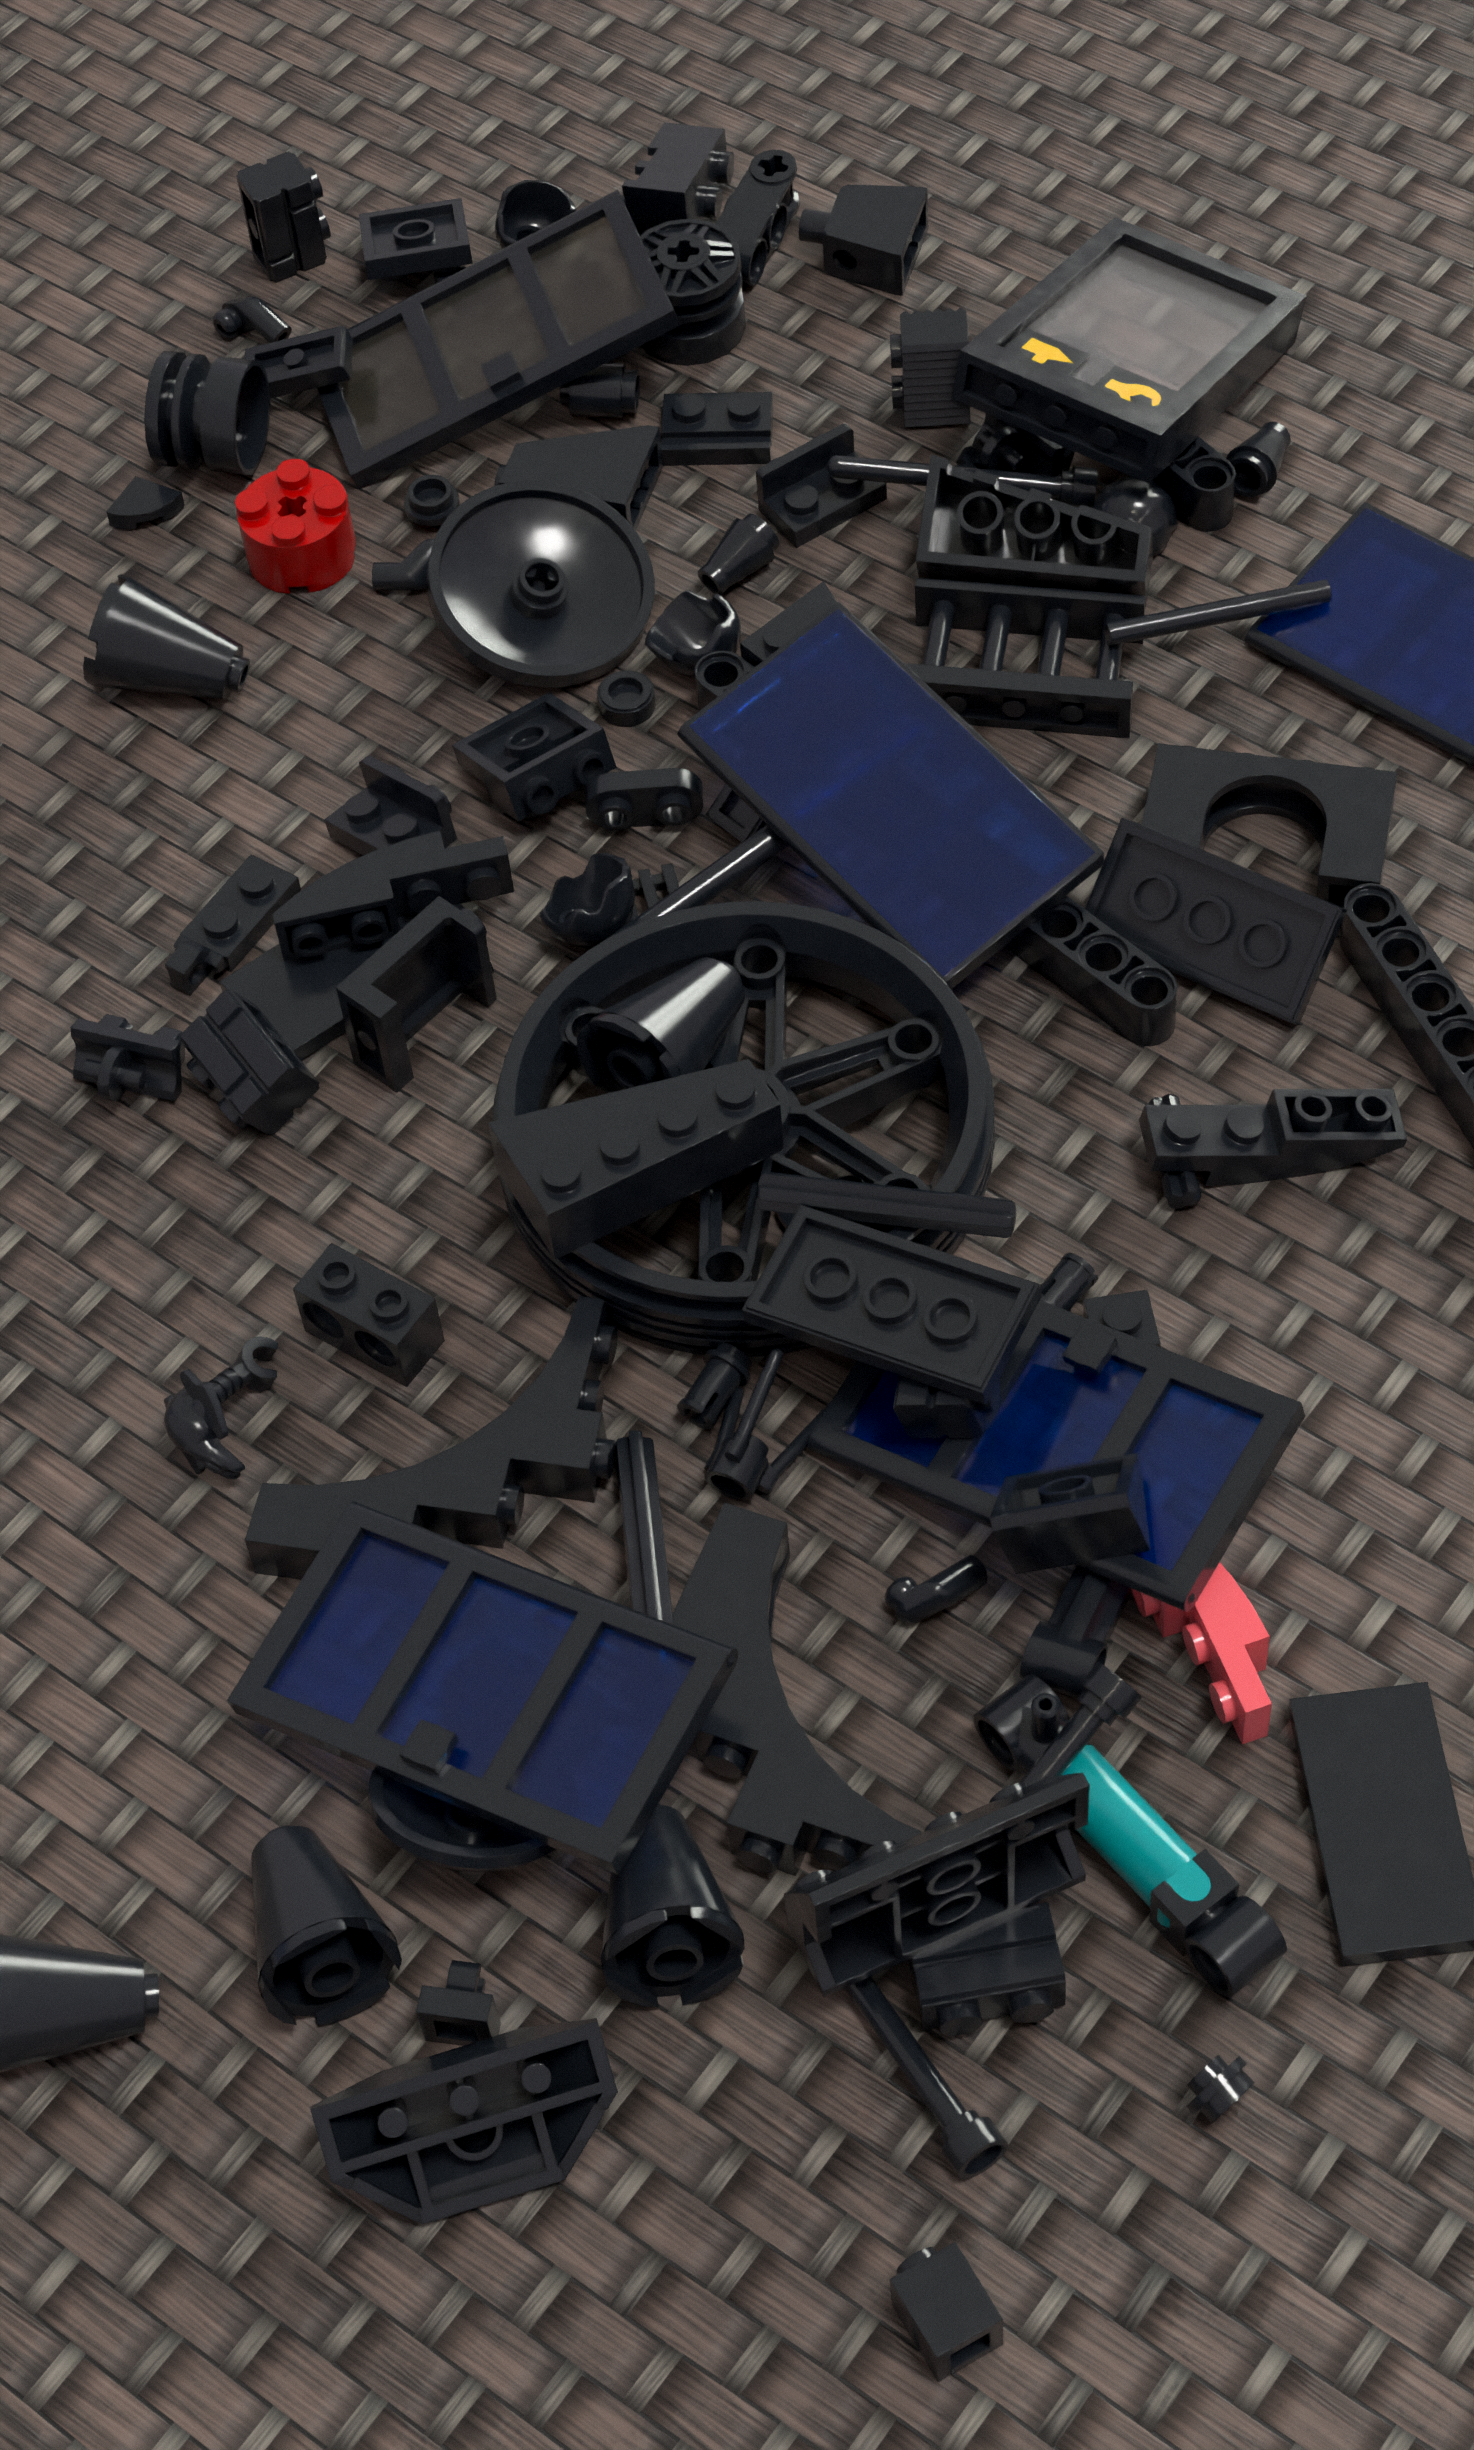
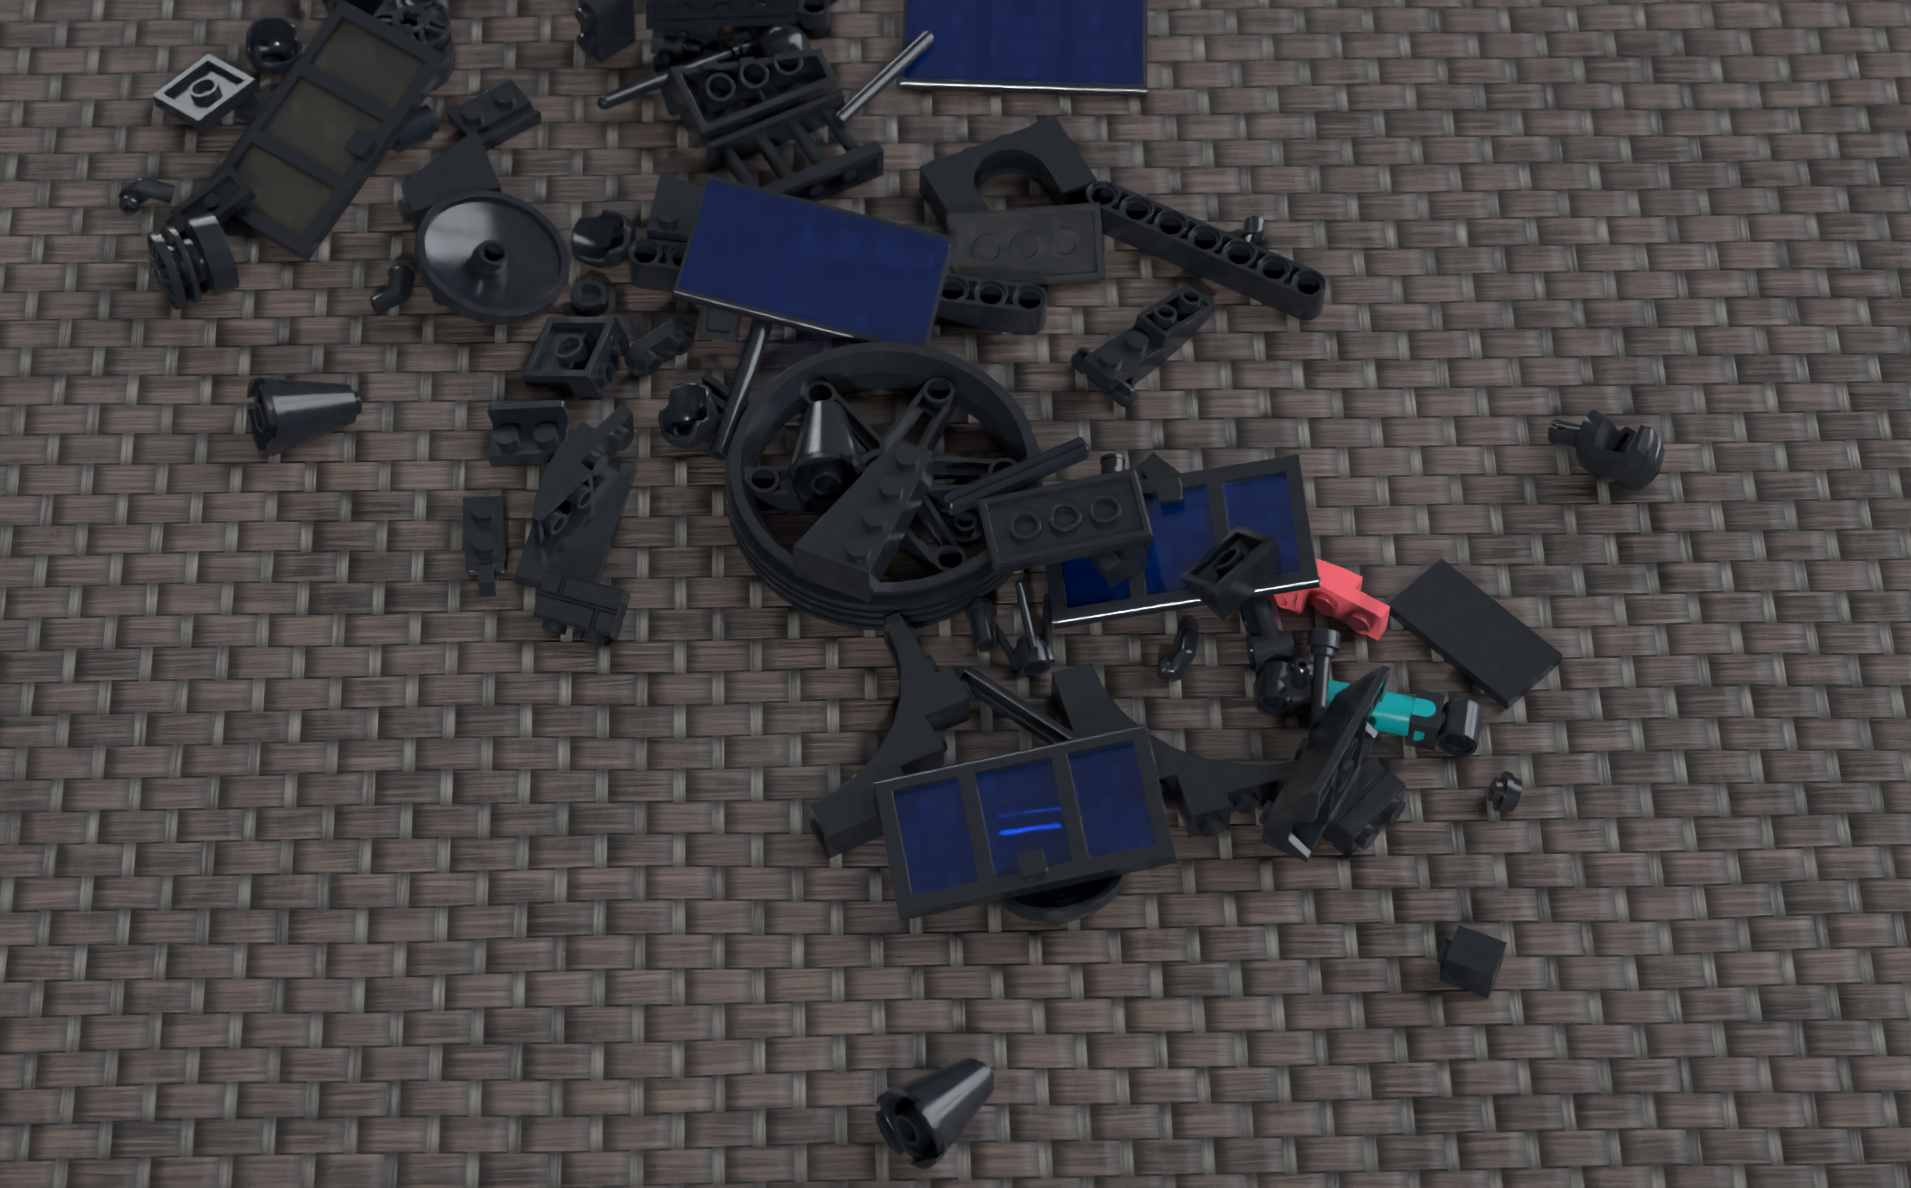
camera: 45 degrees left, 0 degrees up
(128, 1059) = (505, 644): black hips -> none
(144, 502) = (188, 336): black tile -> none
(195, 1412) = (740, 792): black piece -> none
(283, 216) = (117, 119): black brick -> none
(296, 528) = (308, 301): red brick -> none
(315, 1932) = (1035, 988): black cone -> none
(369, 1314) = (775, 694): black brick -> none
(412, 982) = (643, 538): black panel -> none
(430, 500) = (367, 245): black plate -> none
(459, 2011) = (1137, 983): black tile -> none
(469, 2121) = (1194, 1018): black wedge -> none
(668, 1920) = (1205, 879): black cone -> none
(741, 551) = (581, 181): black cone -> none
(802, 495) = (585, 128): black bracket -> none
(969, 2140) = (1414, 885): black piece -> none

